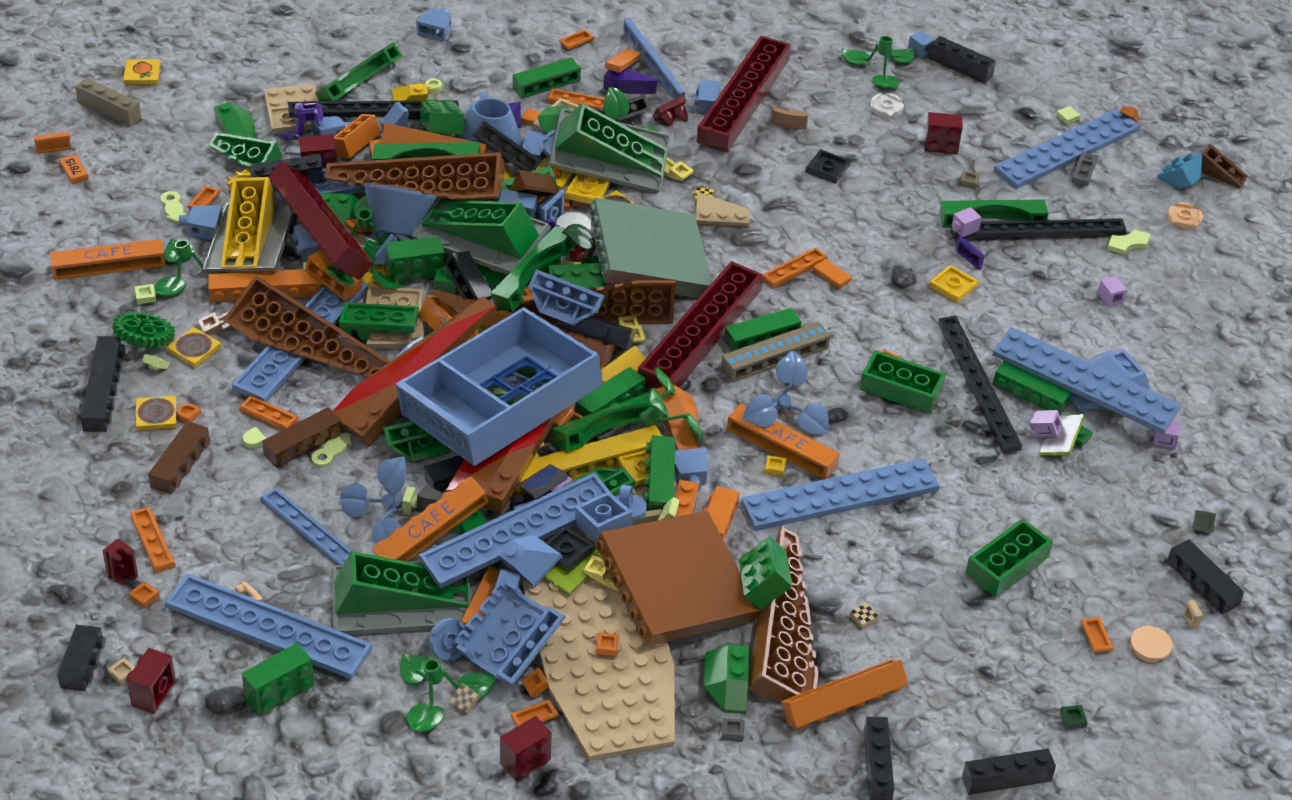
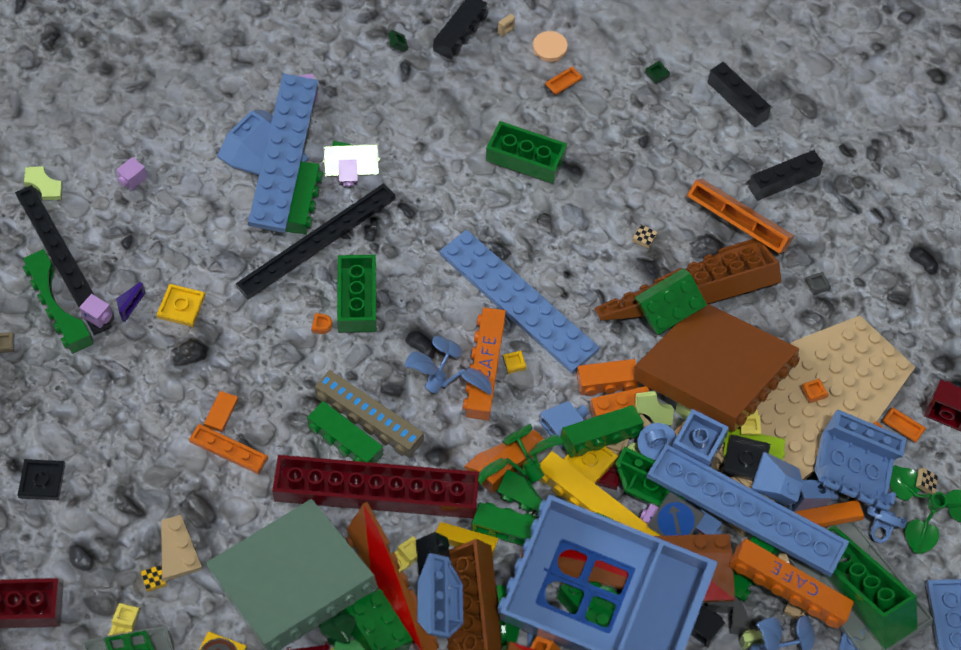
camera: 115 degrees left, 15 degrees up
(728, 676) = (768, 303): green wedge -> none

